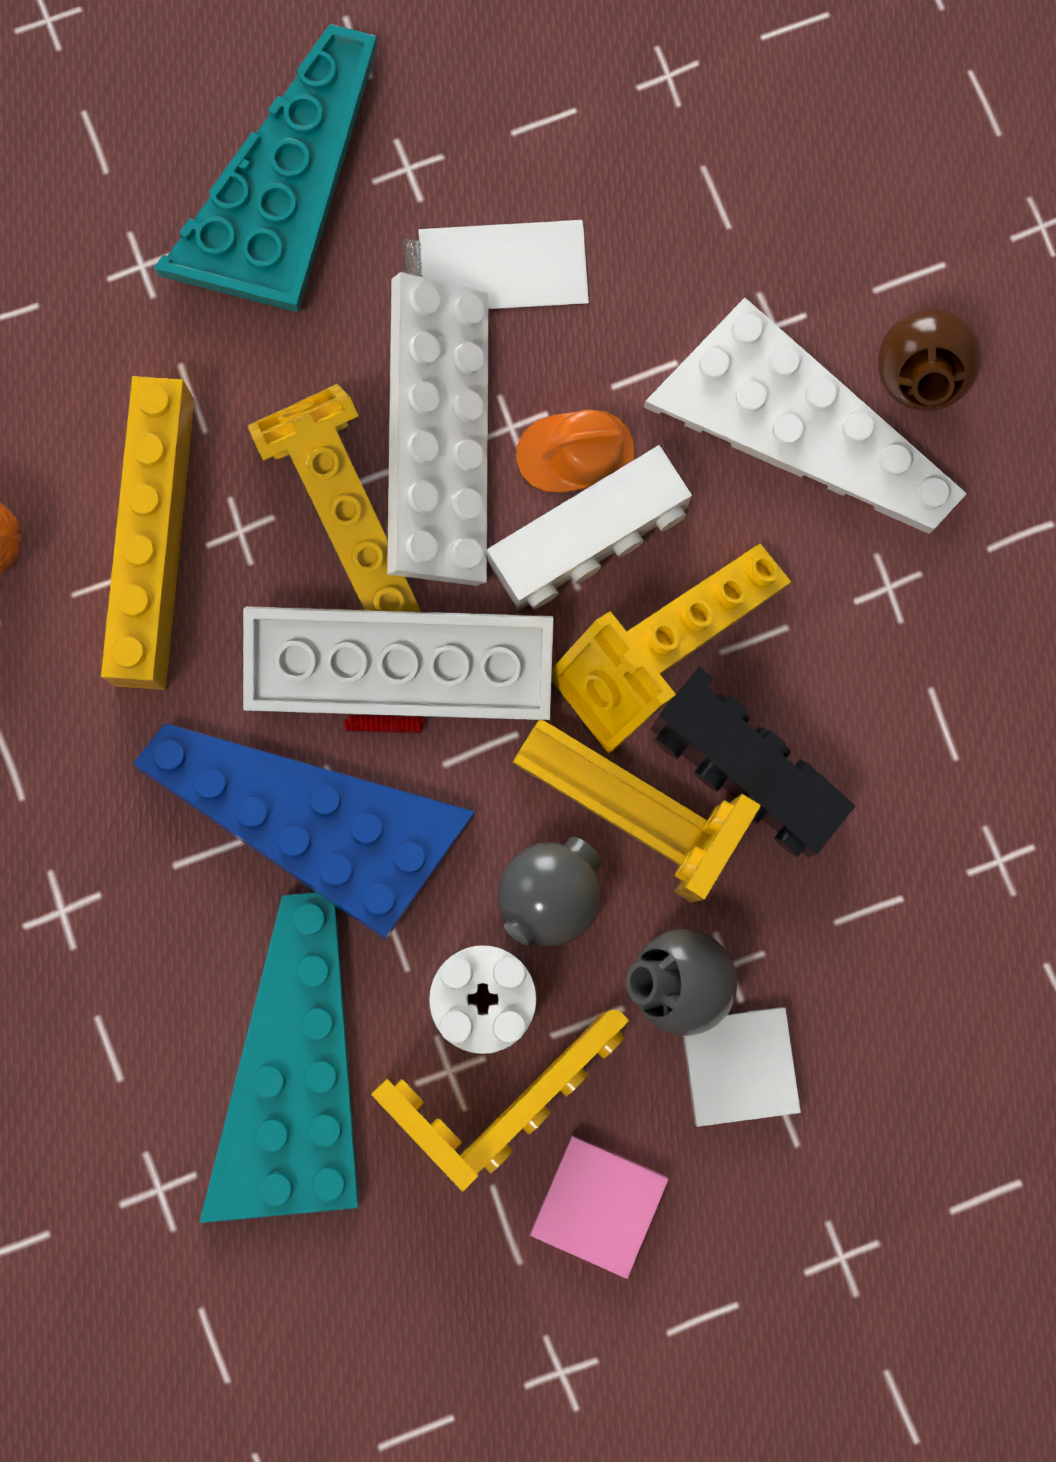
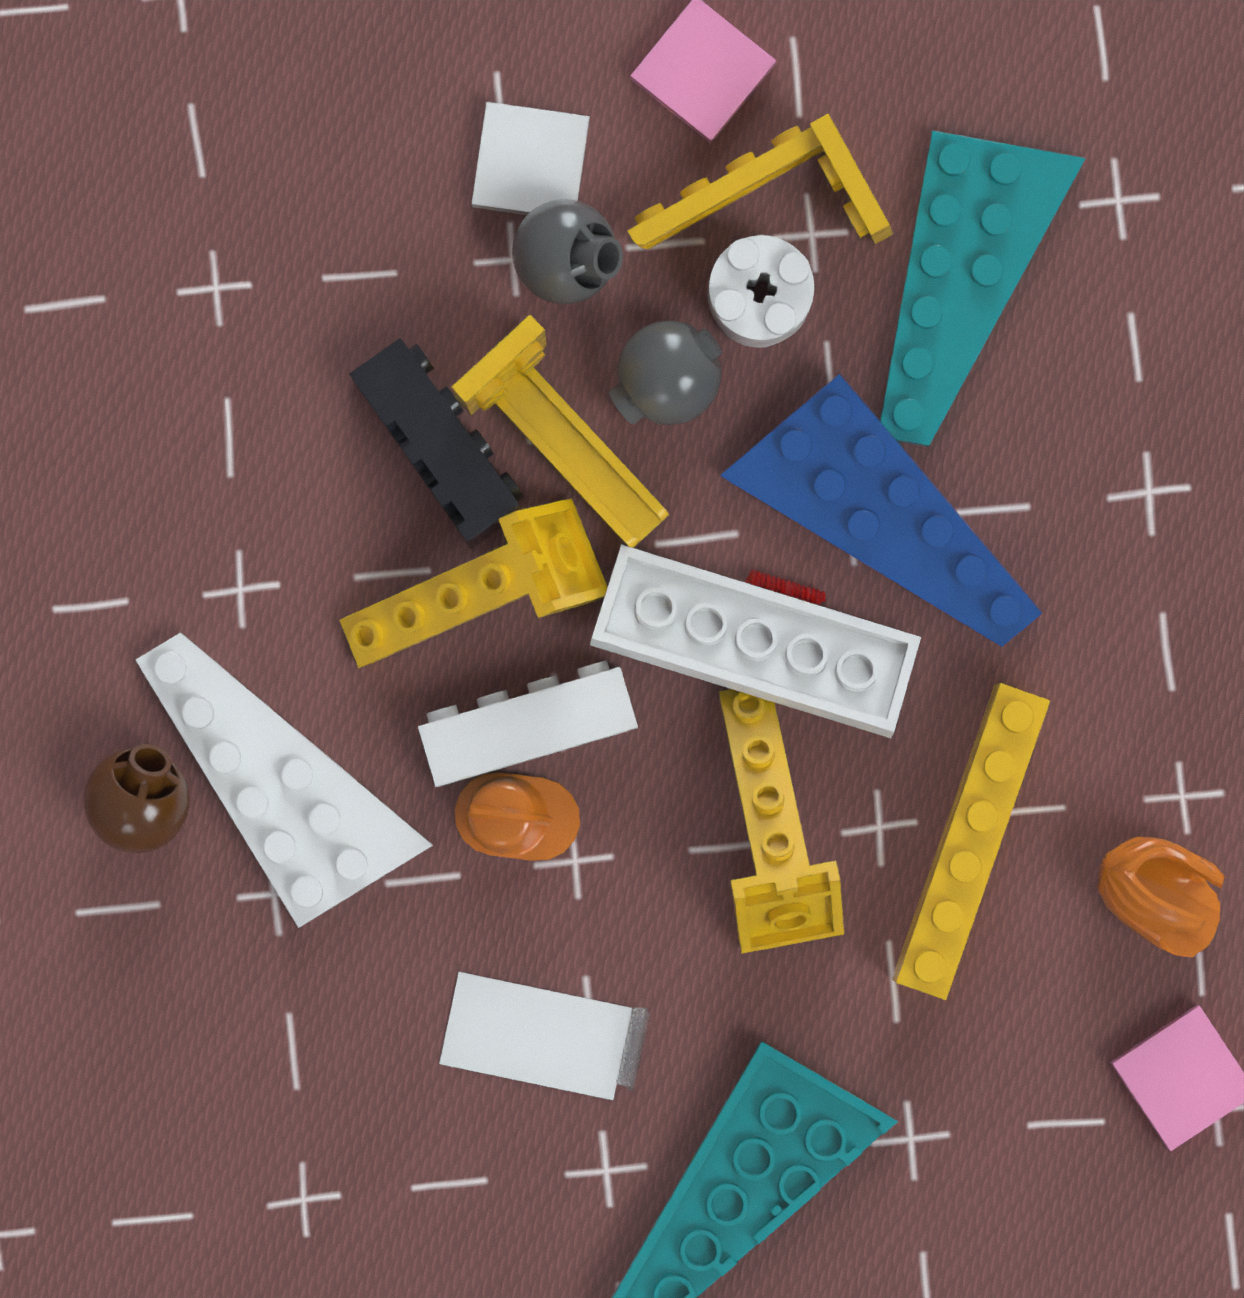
camera: 165 degrees left, 5 degrees up
(438, 431) = (652, 867): white plate -> none

